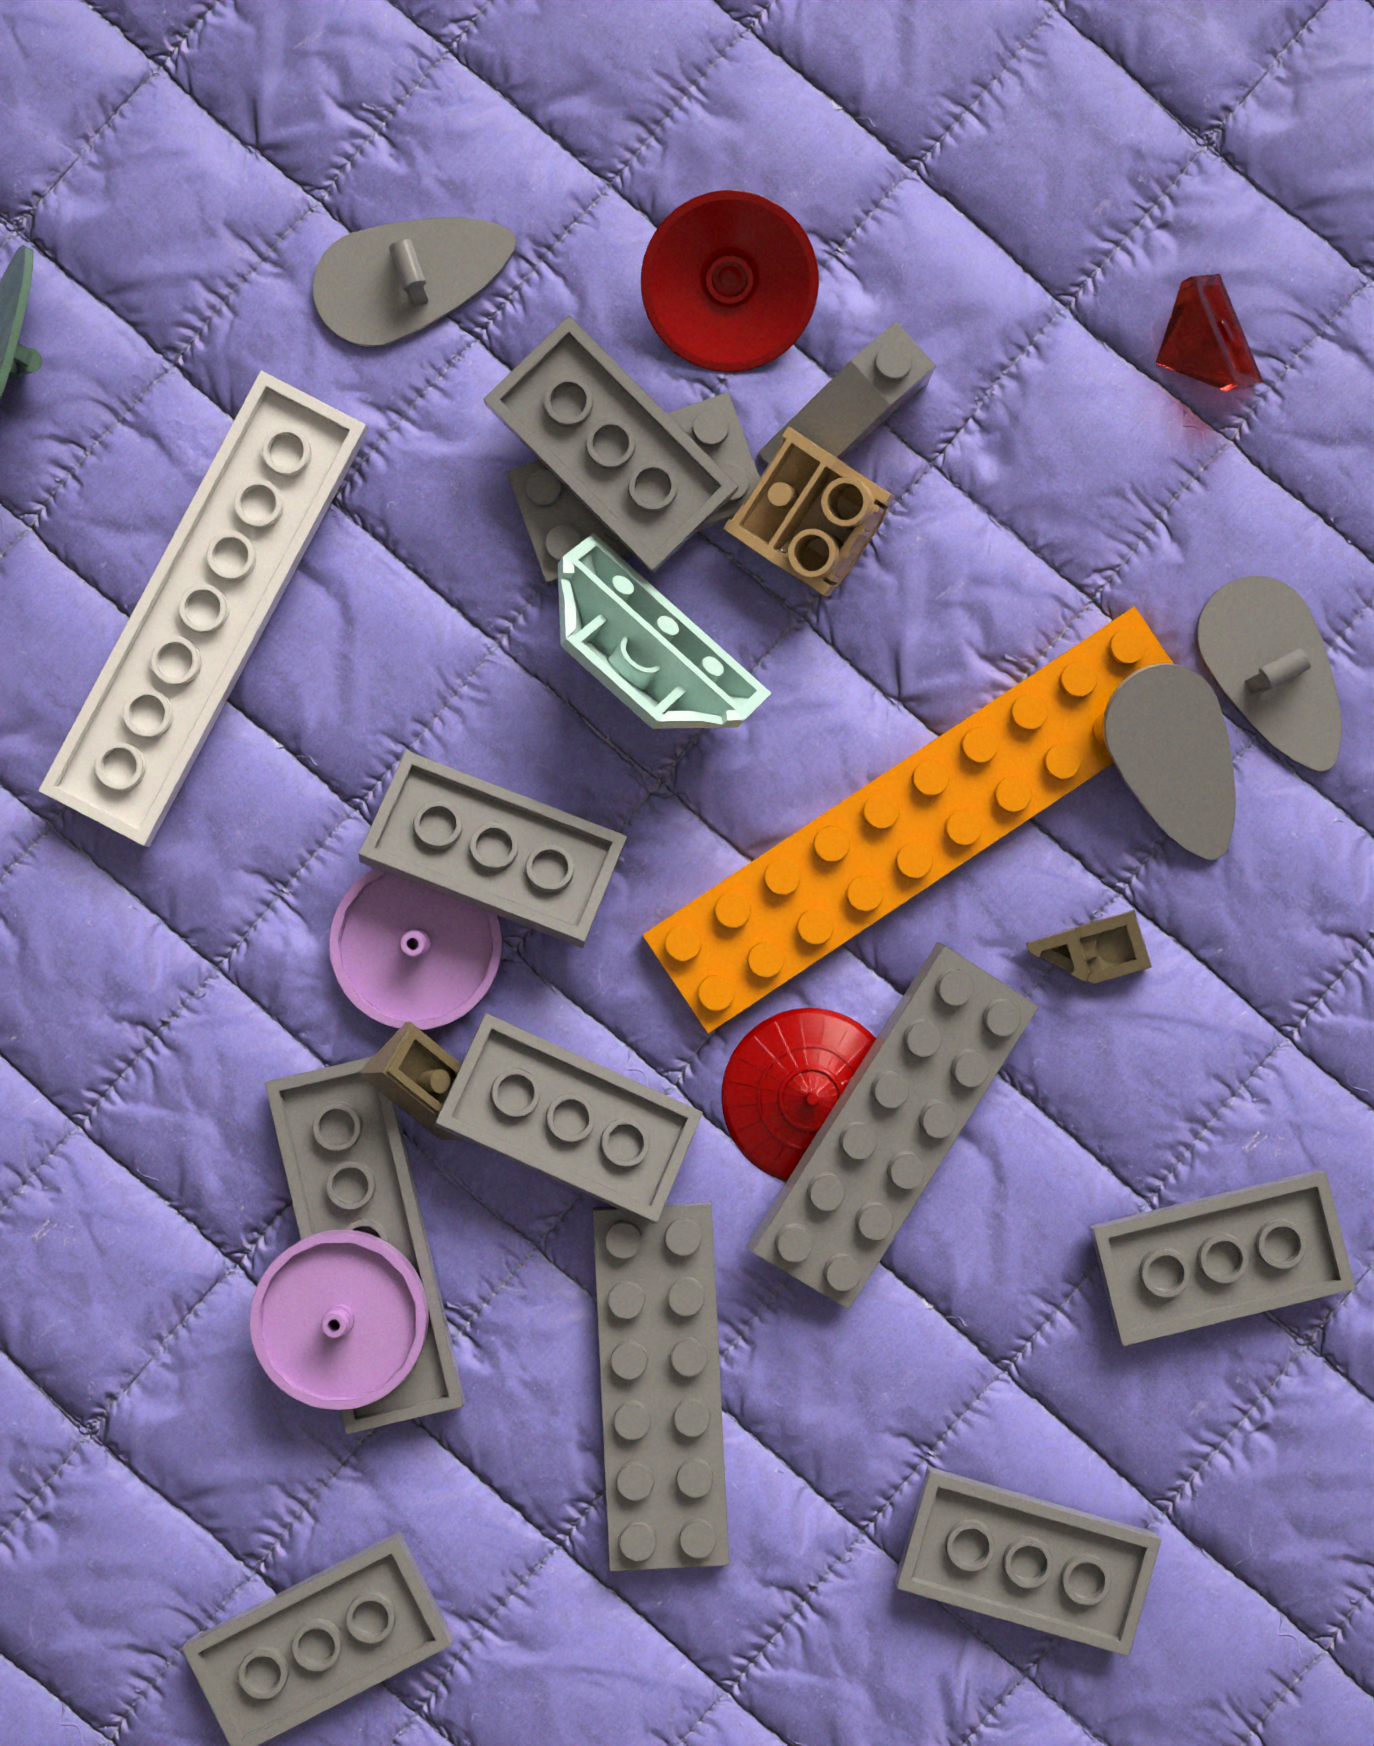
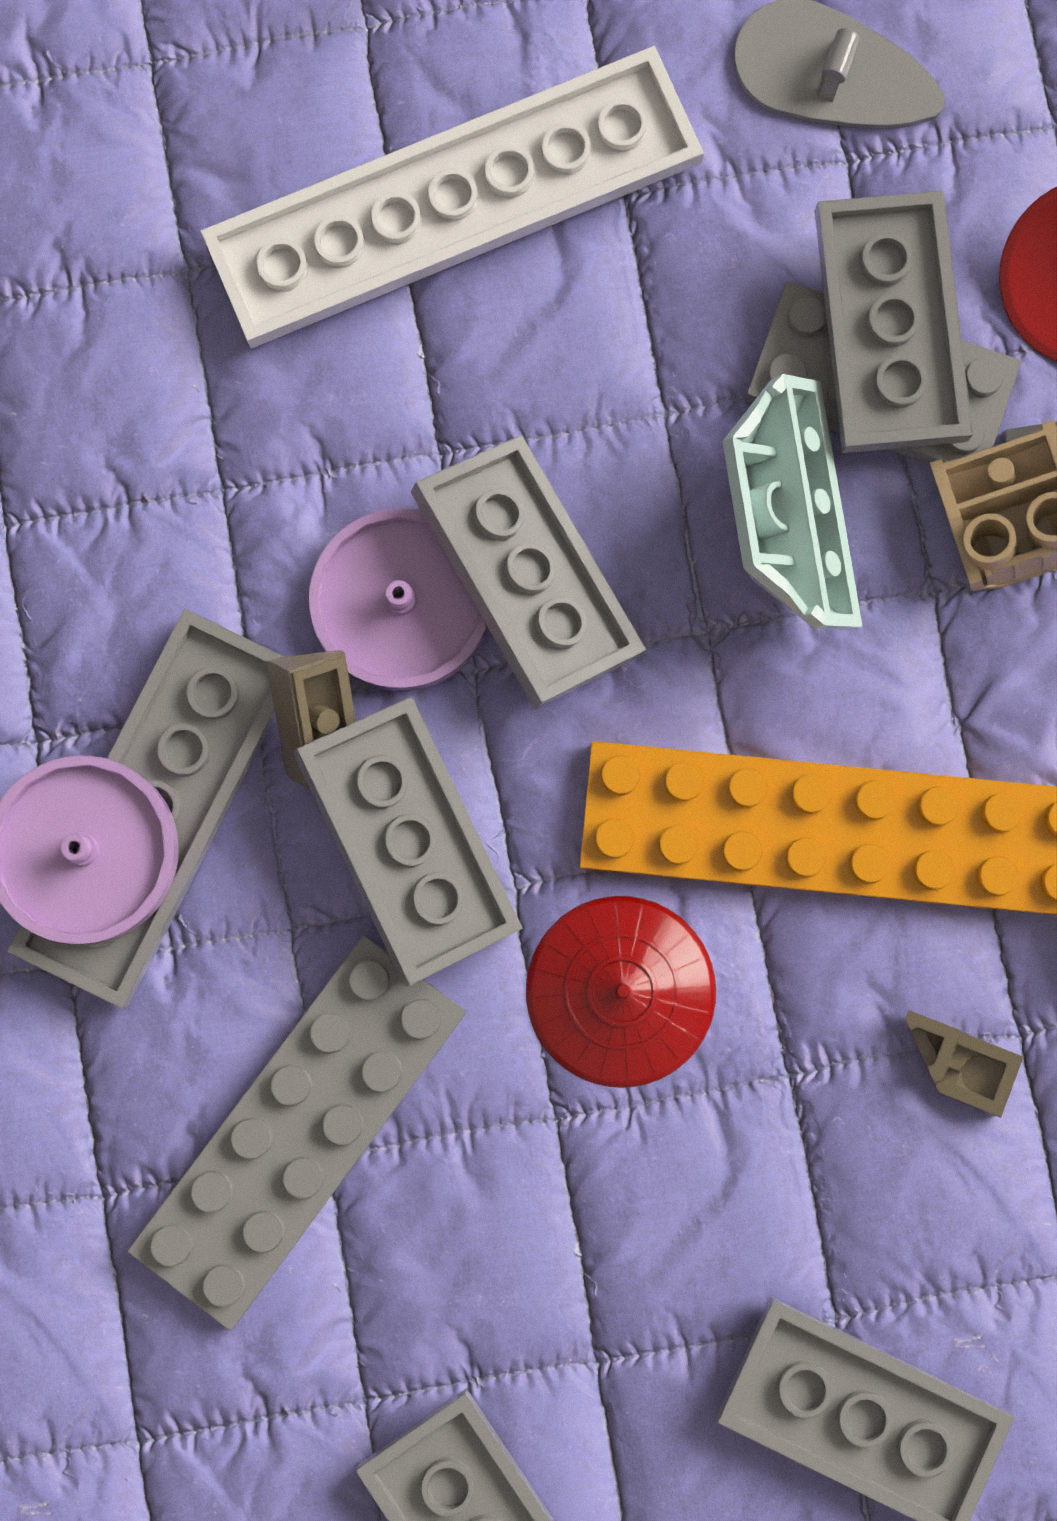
camera: 40 degrees right, 5 degrees down
(892, 1126) = (672, 1071): light grey plate -> none

